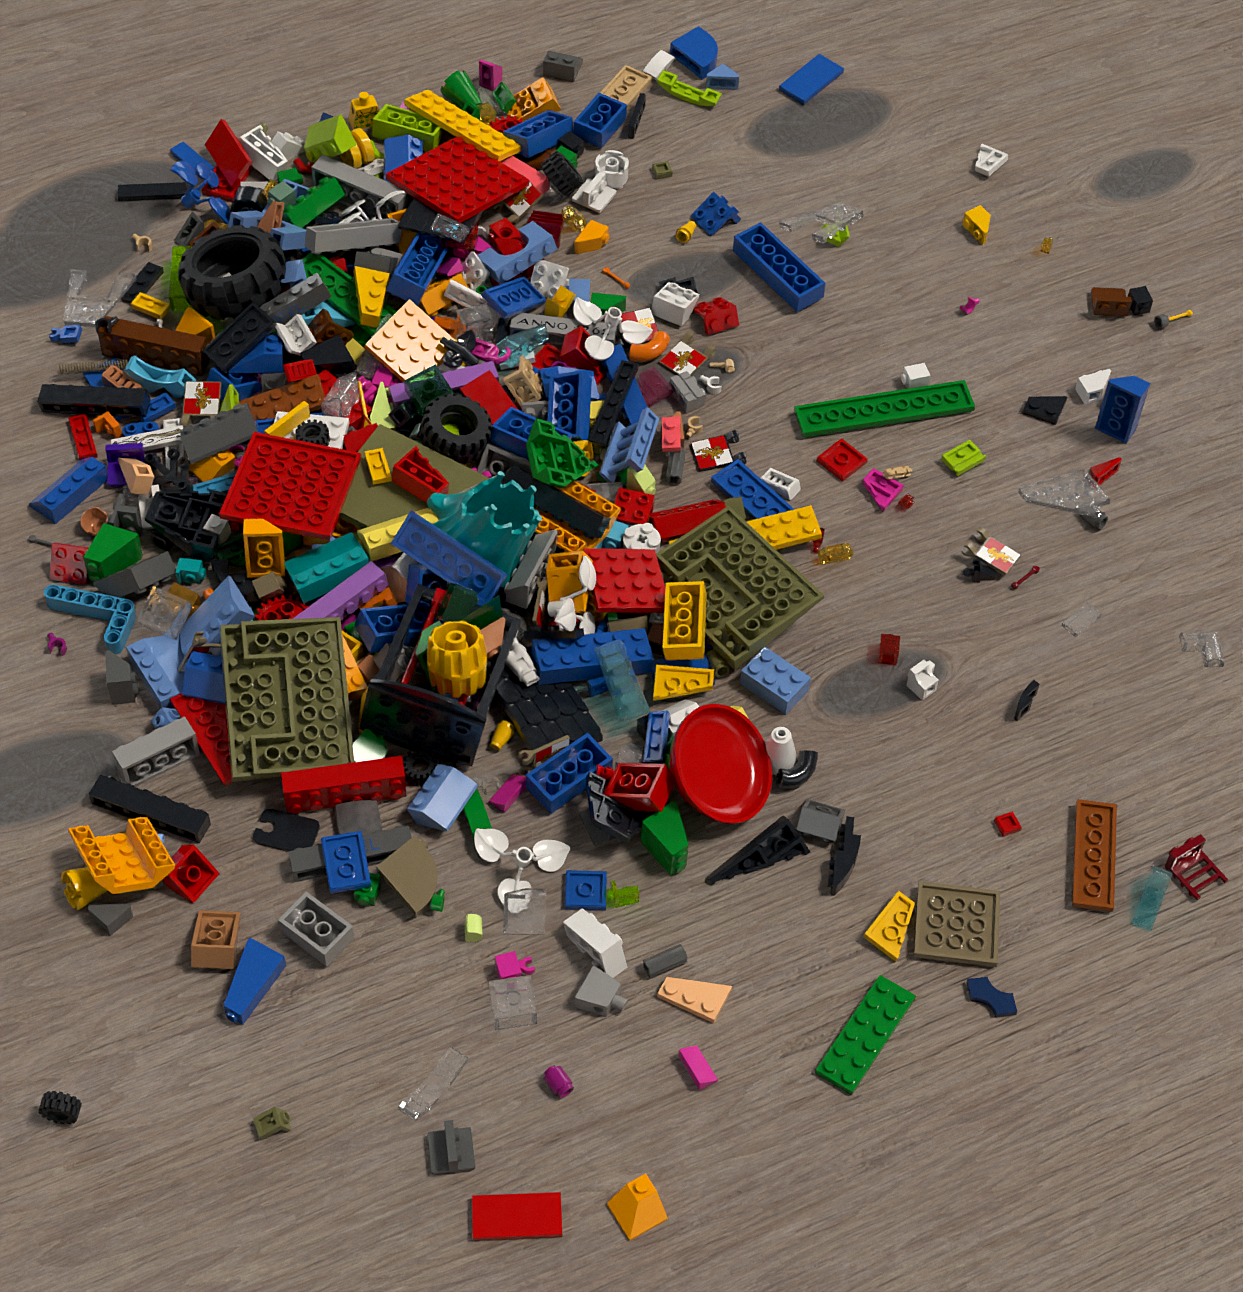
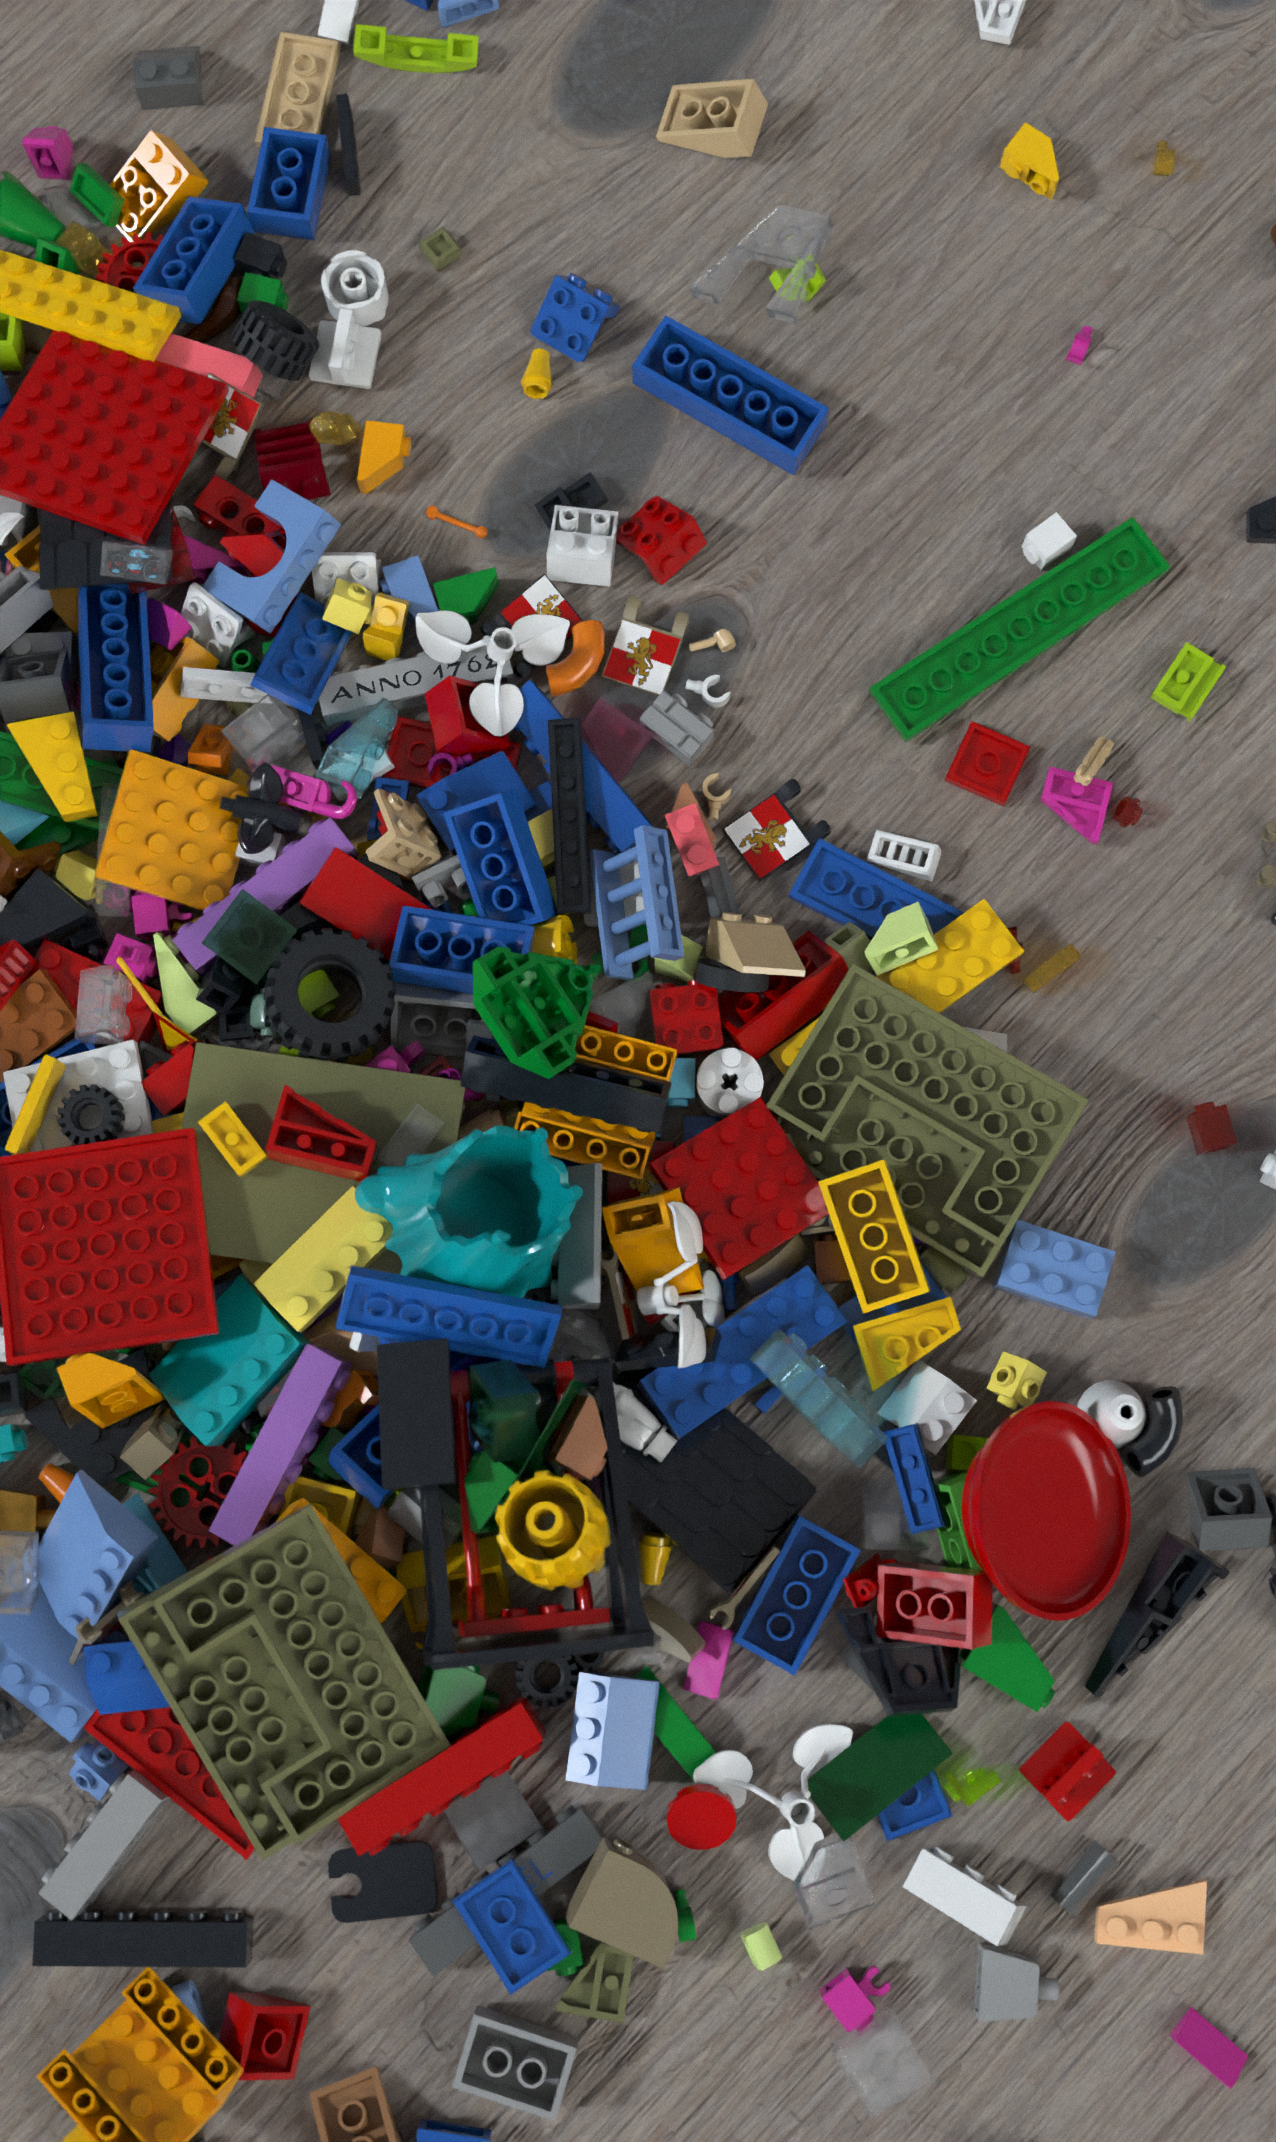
camera: 15 degrees left, 25 degrees up
(379, 915) = (600, 1985): none -> olive wing
(412, 591) = (416, 1414): none -> black tile
(470, 855) = (701, 1817): none -> red tile
(494, 766) = (677, 1635): none -> dark tan slope
(545, 287) = (348, 606): none -> light yellow brick
(574, 869) = (876, 1771): none -> dark green piece
(665, 493) = (720, 976): none -> black tyre
(679, 485) = (752, 945): none -> tan slope
(679, 908) = (1067, 1771): none -> red bracket
(759, 507) = (901, 939): none -> yellowish green slope
(825, 159) = (714, 117): none -> tan slope

